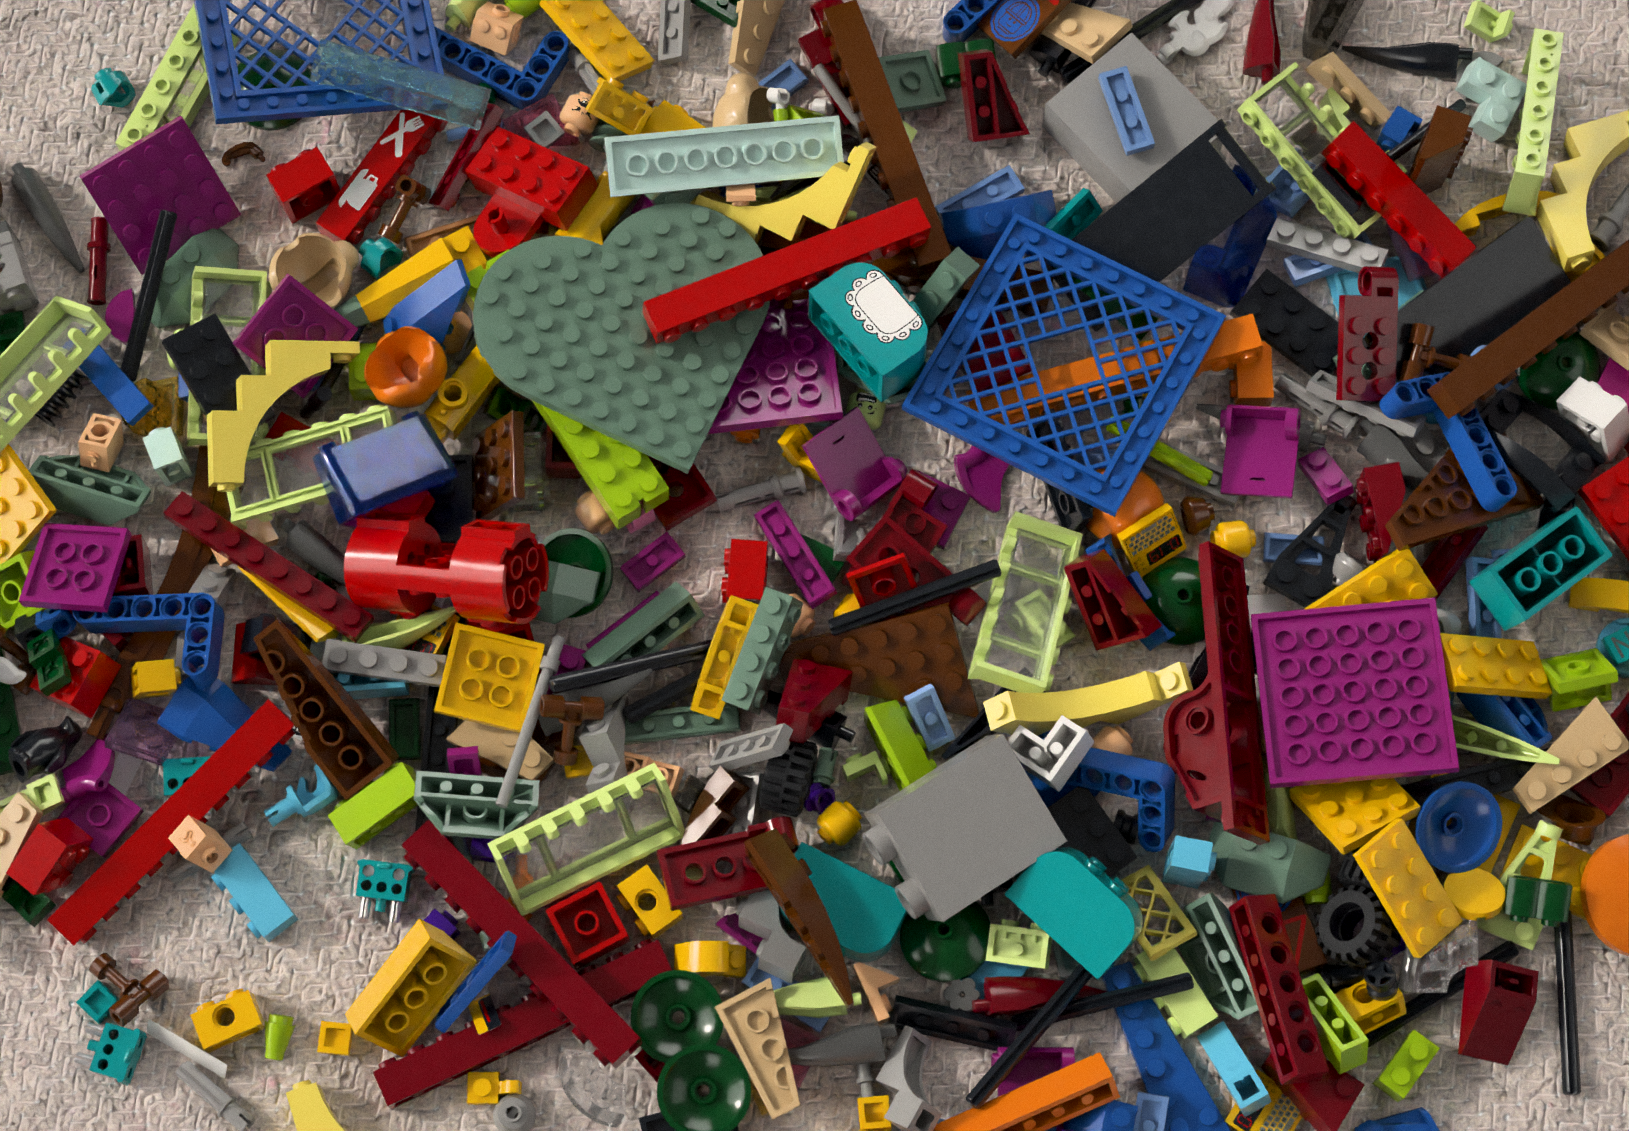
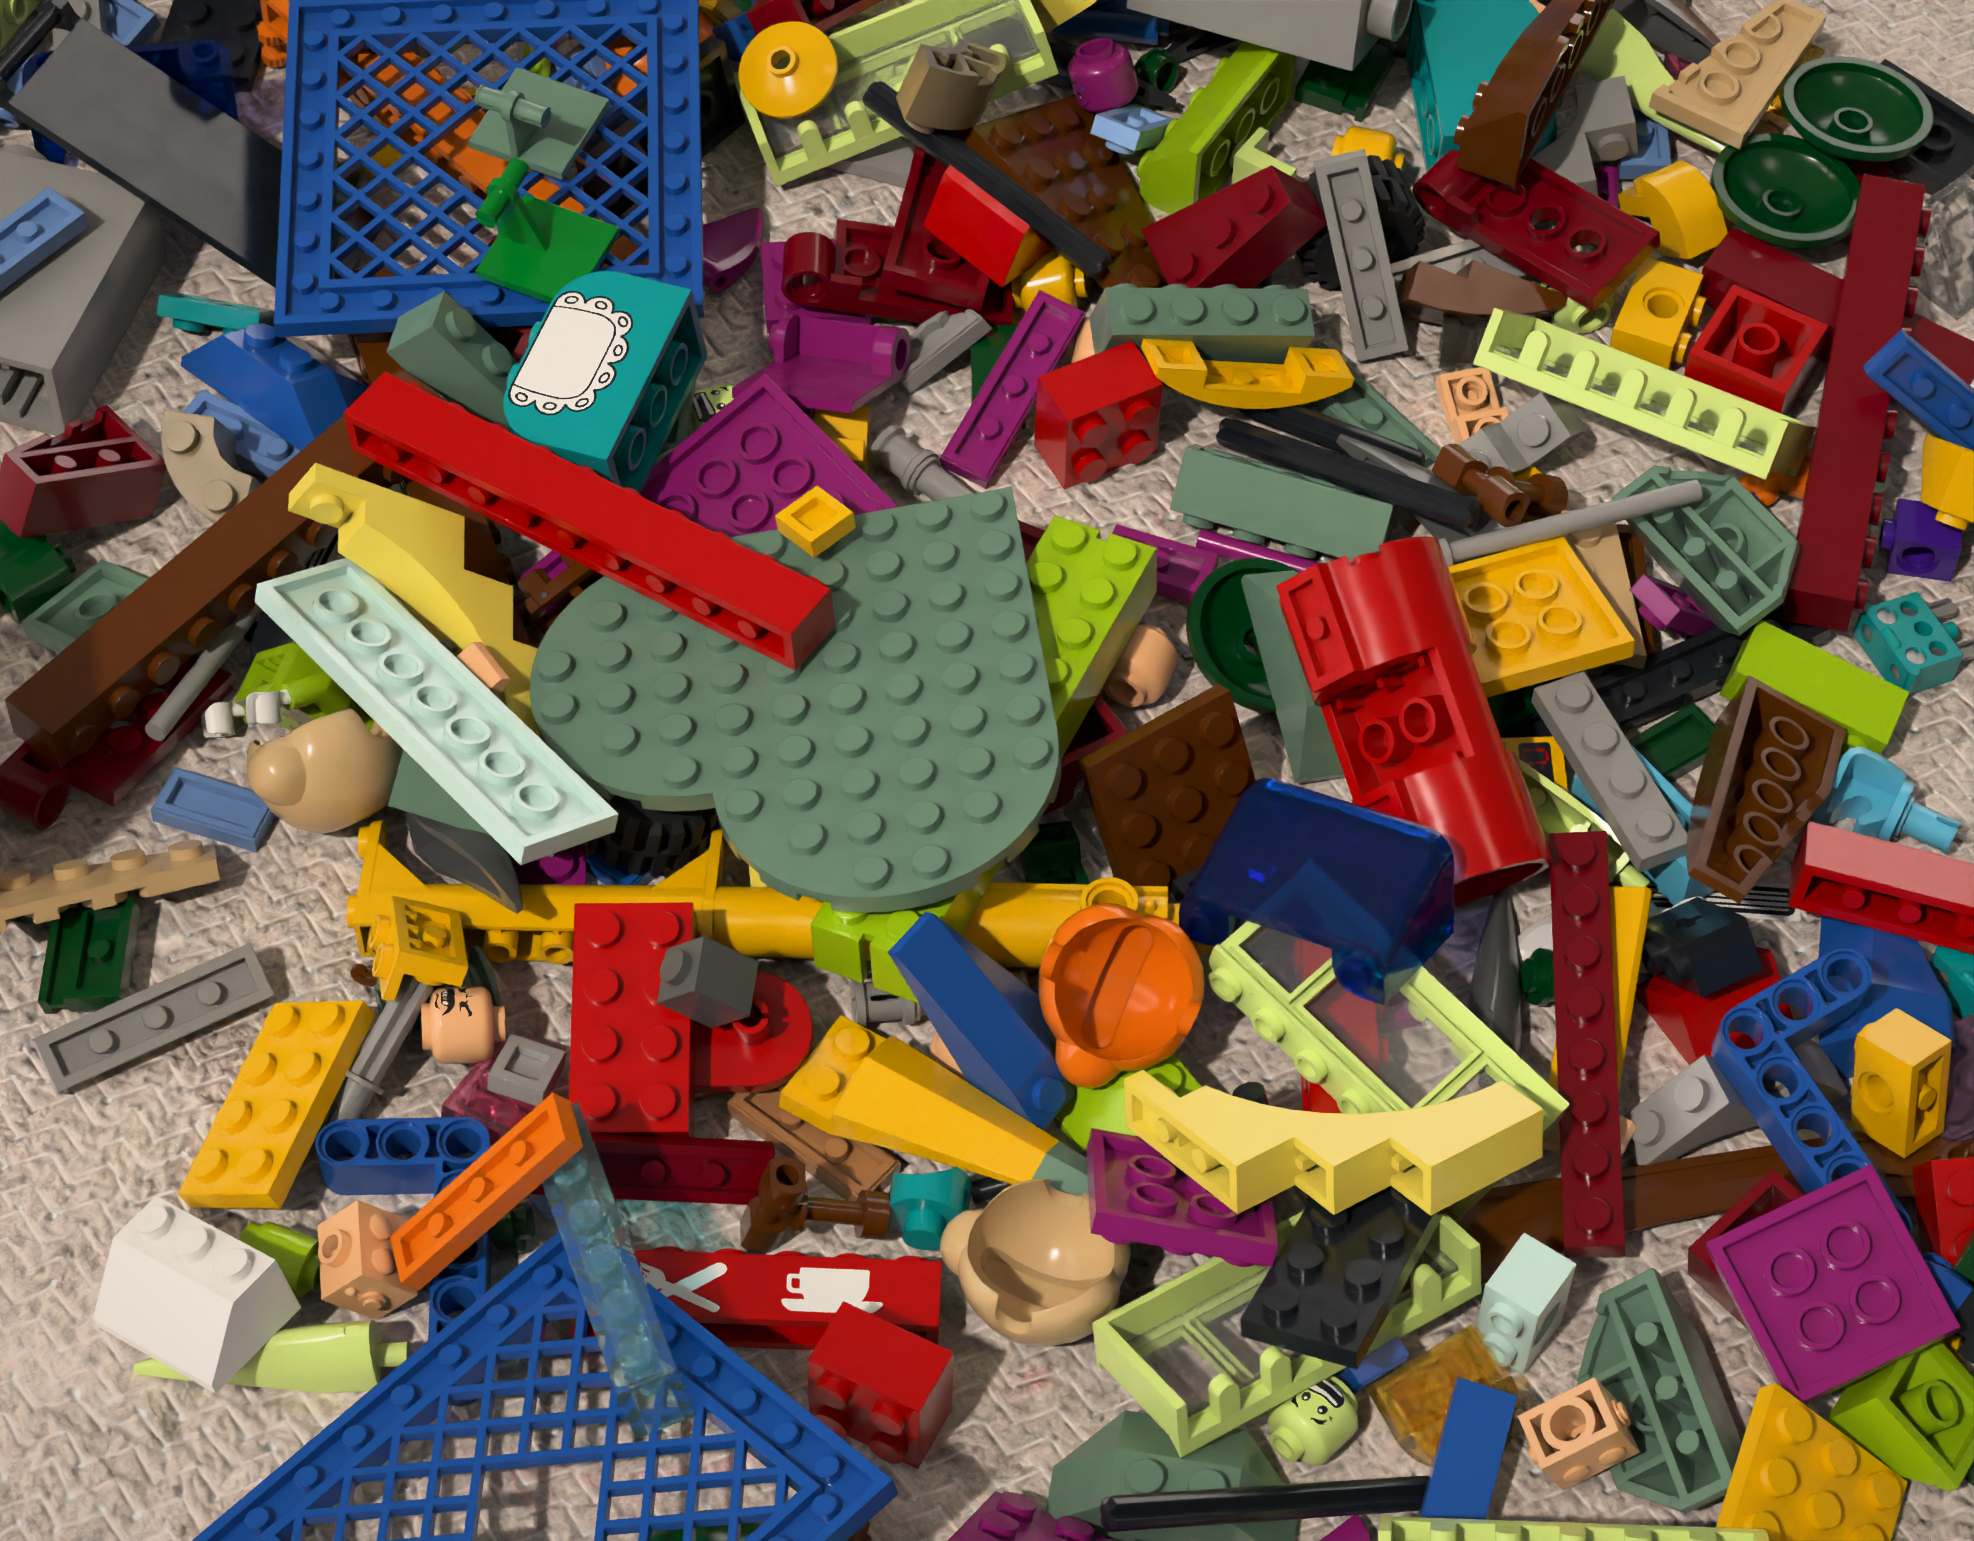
camera: 125 degrees left, 20 degrees down
(466, 59) = (486, 1191): none -> orange plate
(512, 197) = (707, 982): none -> dark grey brick
(719, 366) = (815, 521): none -> yellow plate
(959, 162) = (203, 463): none -> brick
(961, 593) = (949, 86): none -> dark tan brick
(966, 716) = (1102, 75): none -> magenta head
(976, 343) = (538, 242): none -> green plate
(1051, 547) = (800, 85): none -> yellow dish
(1058, 379) = (537, 121): none -> sand green plate

